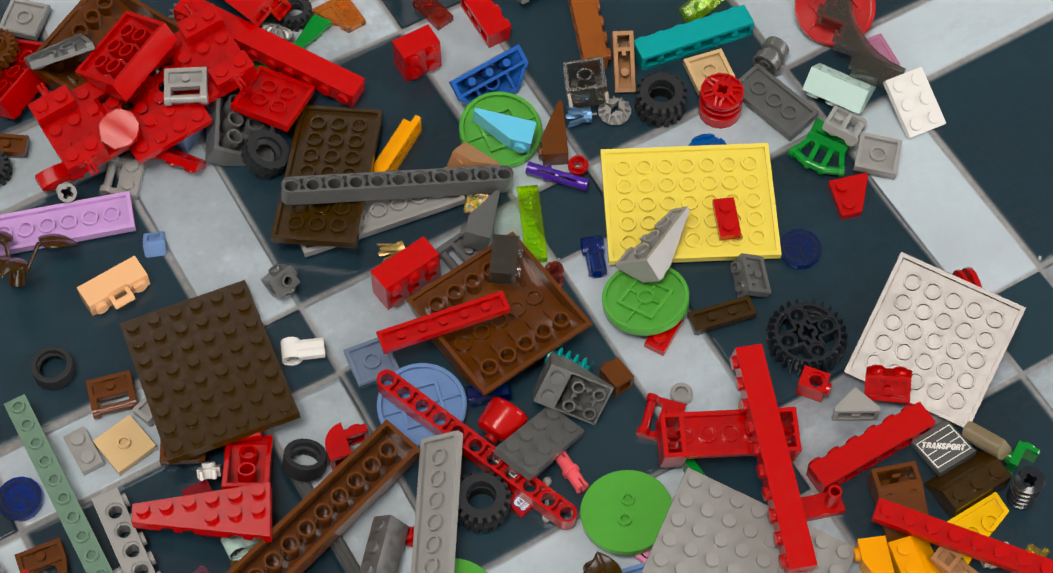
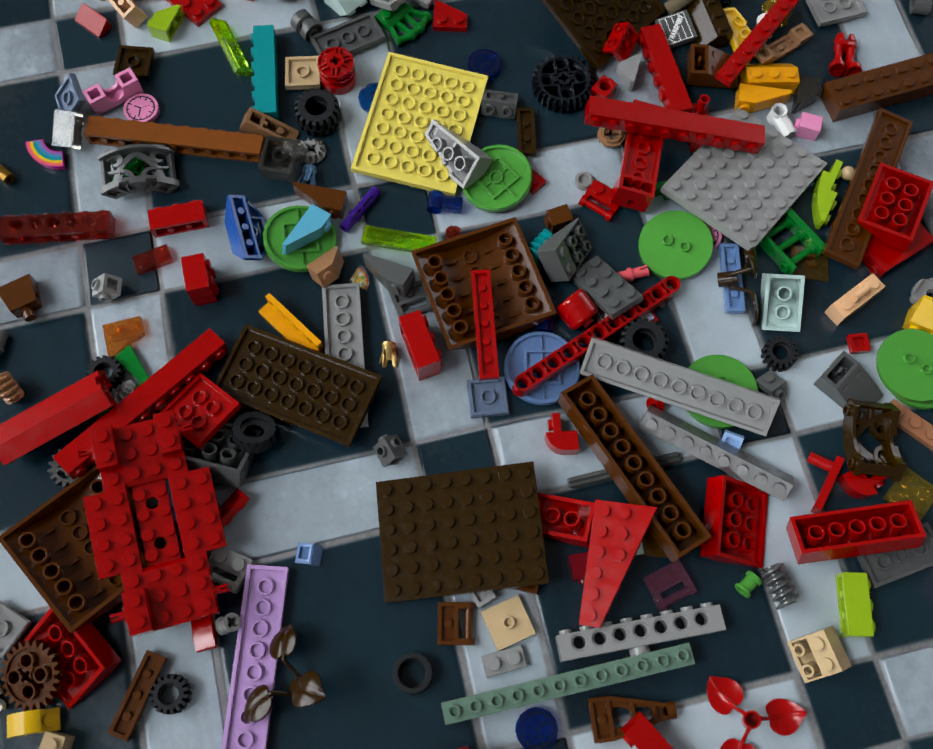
camera: 75 degrees left, 10 degrees up
(62, 50) = (74, 592): dark grey wing -> none
(114, 287) = (346, 608): light nougat piece -> none
(119, 129) = (193, 551): hat -> none
(127, 54) = (110, 525): red slope -> none
(185, 79) = (162, 475): light grey plate -> none
(209, 471) = (559, 552): white plate -> none
(295, 350) = (461, 453): white piece -> none
(304, 472) = (566, 458): black tyre -> none
(396, 184) = (346, 268): dark grey beam -> none
(504, 259) = (441, 261): clear smoke brick -> none
(578, 160) = (355, 187): red plate -> none
(726, 218) = (447, 100): red plate -> none

